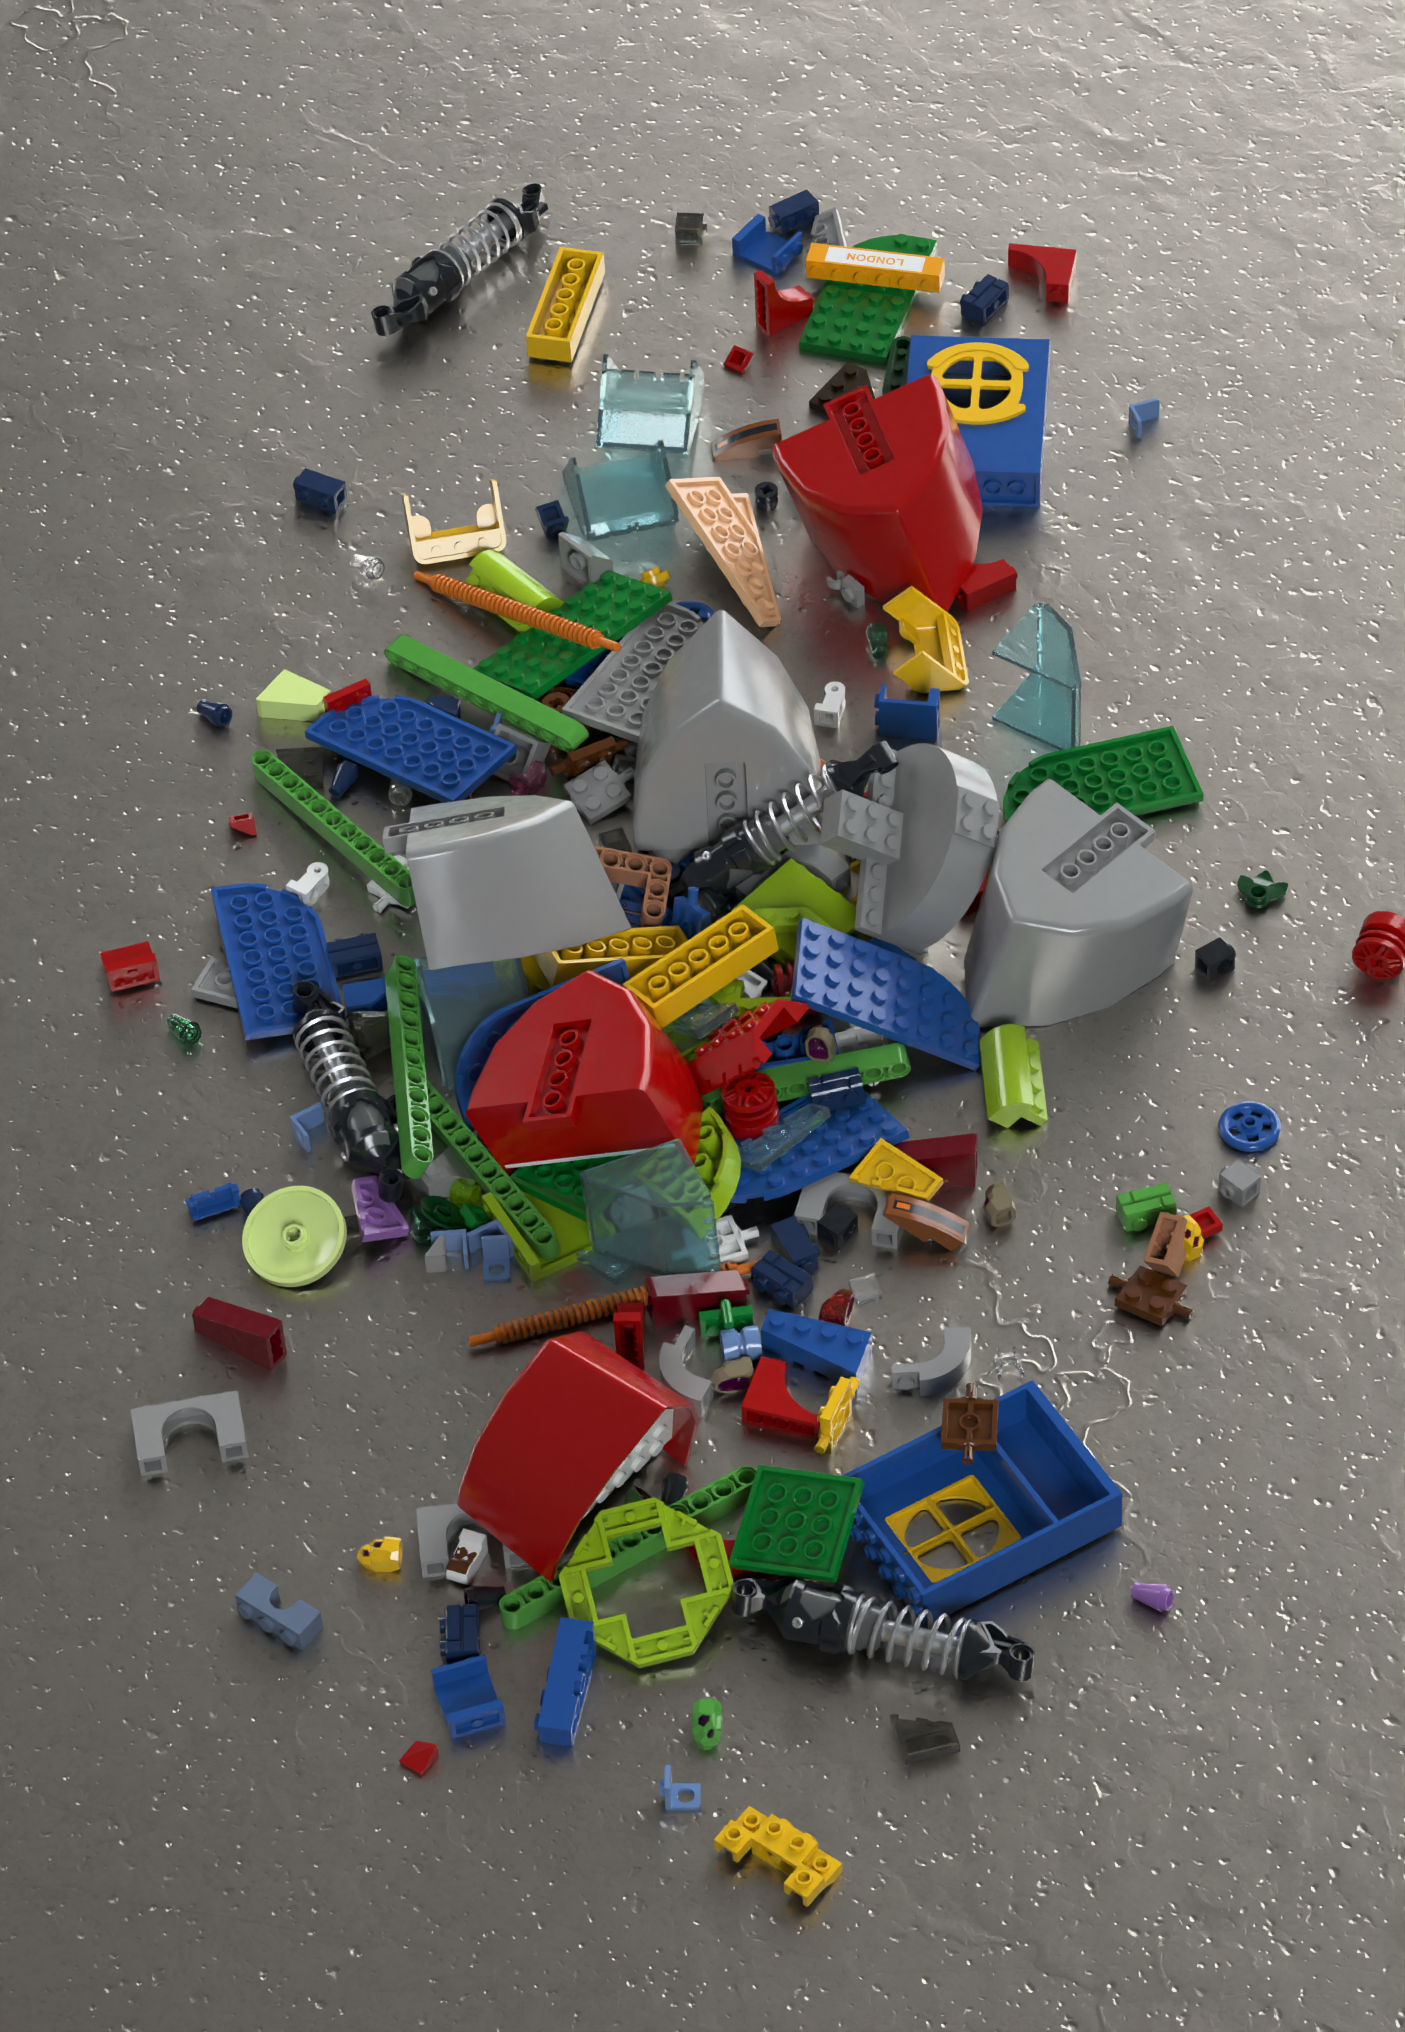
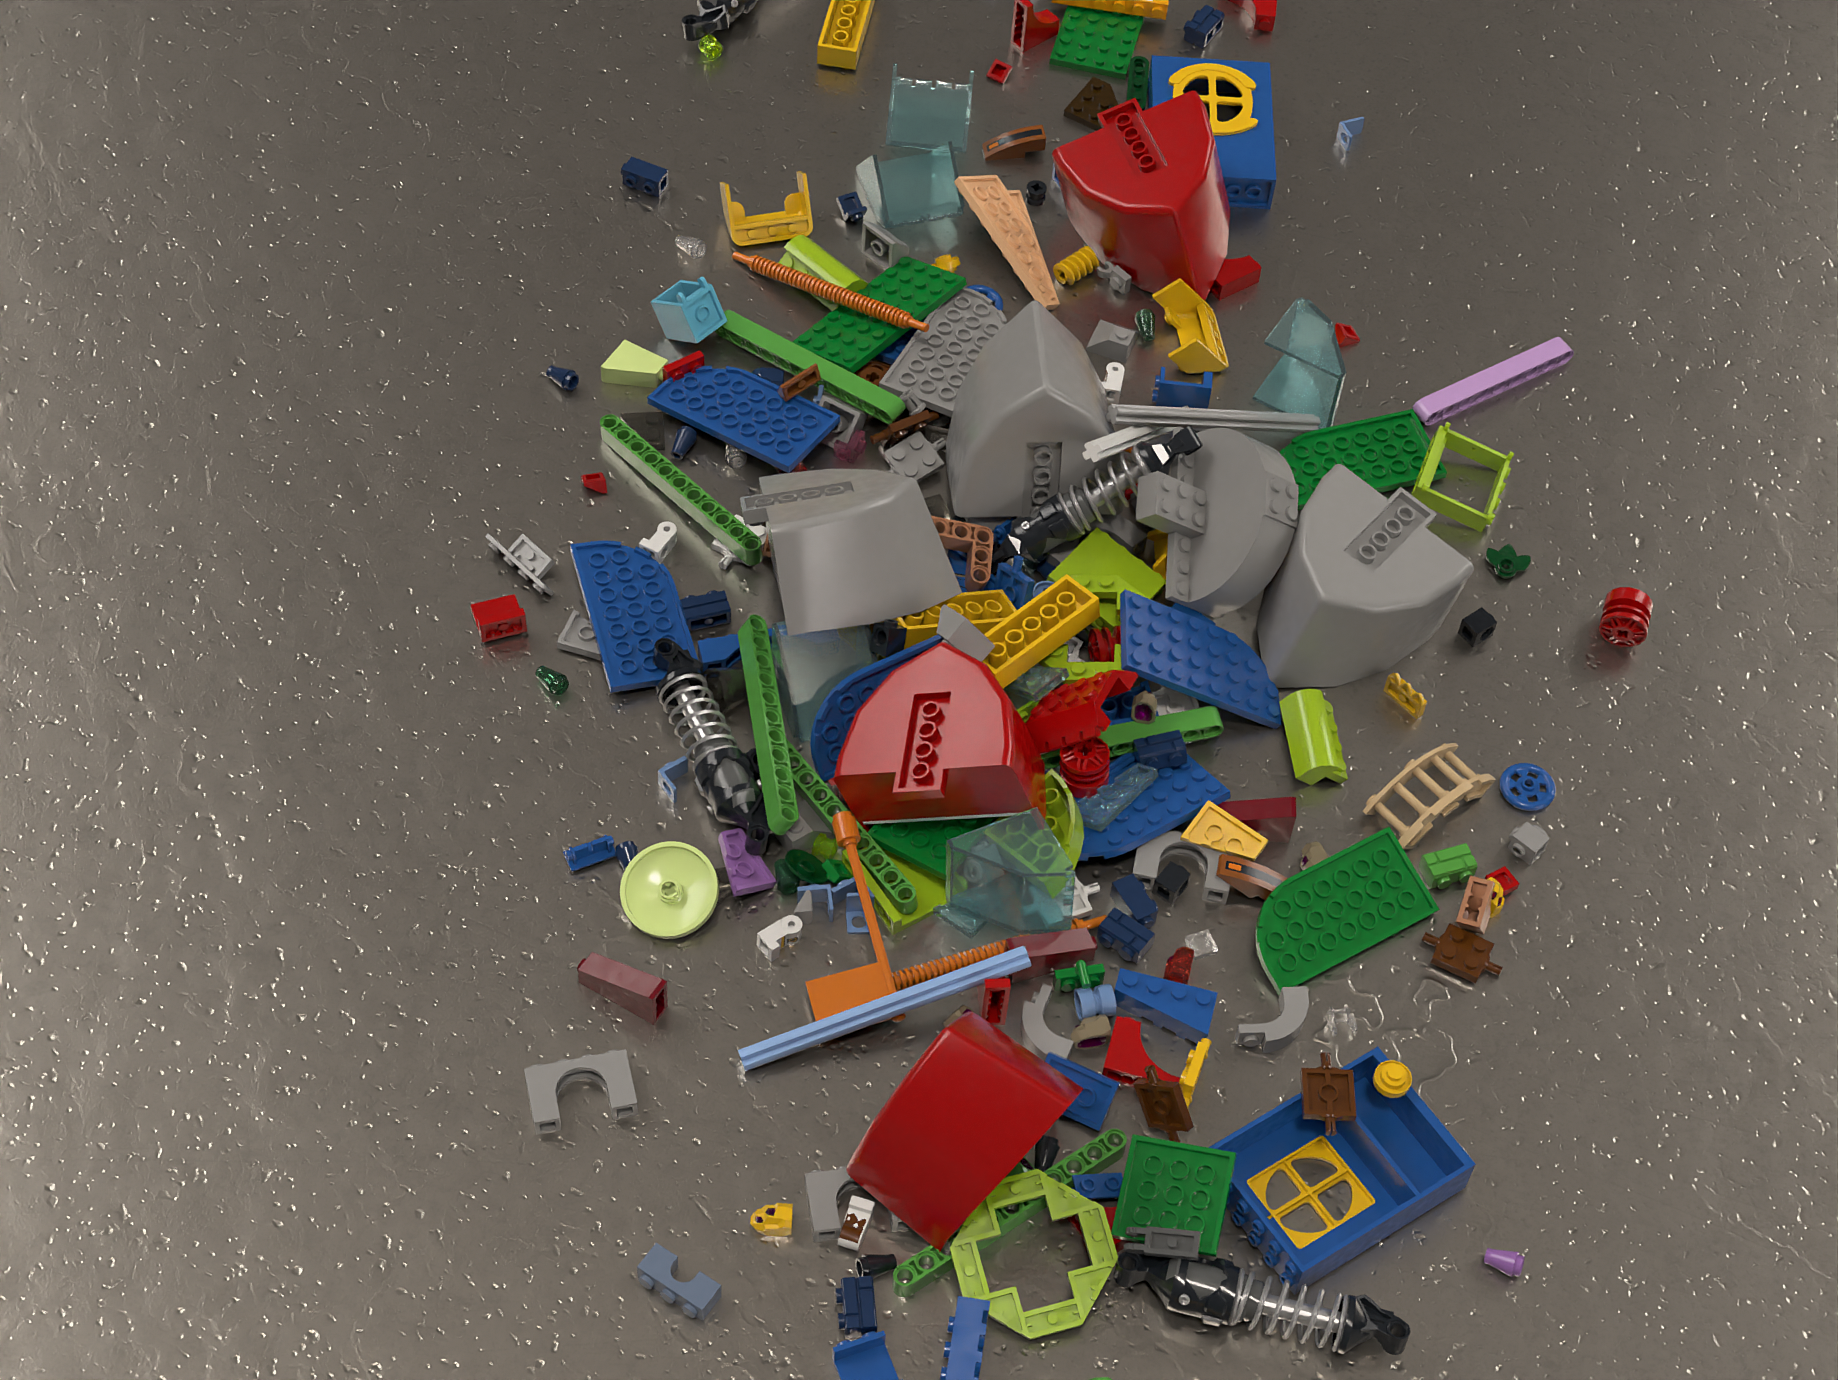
camera: 10 degrees left, 5 degrees up
(165, 902) = (528, 557): none -> light grey bracket
(356, 636) = (689, 311): none -> medium azure container
(405, 342) = (710, 47): none -> clear neon green wheel
(409, 1281) = (778, 935): none -> white leg
(472, 710) = (799, 382): none -> dark orange slope
(495, 1335) = (862, 984): none -> orange flag
(507, 1349) = (884, 1008): none -> light blue axle
(540, 972) = (888, 638): none -> black brick
(596, 728) = (912, 402): none -> light grey bush
(617, 966) = (962, 634): none -> light grey slope
(720, 1432) = (1097, 1093): none -> blue plate
(721, 1520) = (1098, 1185): none -> blue hinge
(780, 1567) = (1165, 1242): none -> dark grey hinge
(798, 1438) = (1163, 1104): none -> reddish brown plate
(803, 576) = (1076, 266): none -> yellow piece
(814, 758) = (1122, 440): none -> white axle
(838, 659) = (1112, 341): none -> light grey slope
(946, 738) = (1211, 418): none -> light grey axle
(1018, 1250) = (1339, 909): none -> green plate
(1041, 1409) = (1392, 1079): none -> yellow plate
(1108, 646) = (1346, 335): none -> red slope
(1122, 1032) = (1404, 695): none -> yellow plate
(1150, 1094) = (1447, 800): none -> tan fence
(1229, 766) = (1473, 450): none -> lime window
(1272, 693) = (1492, 381): none -> lavender beam

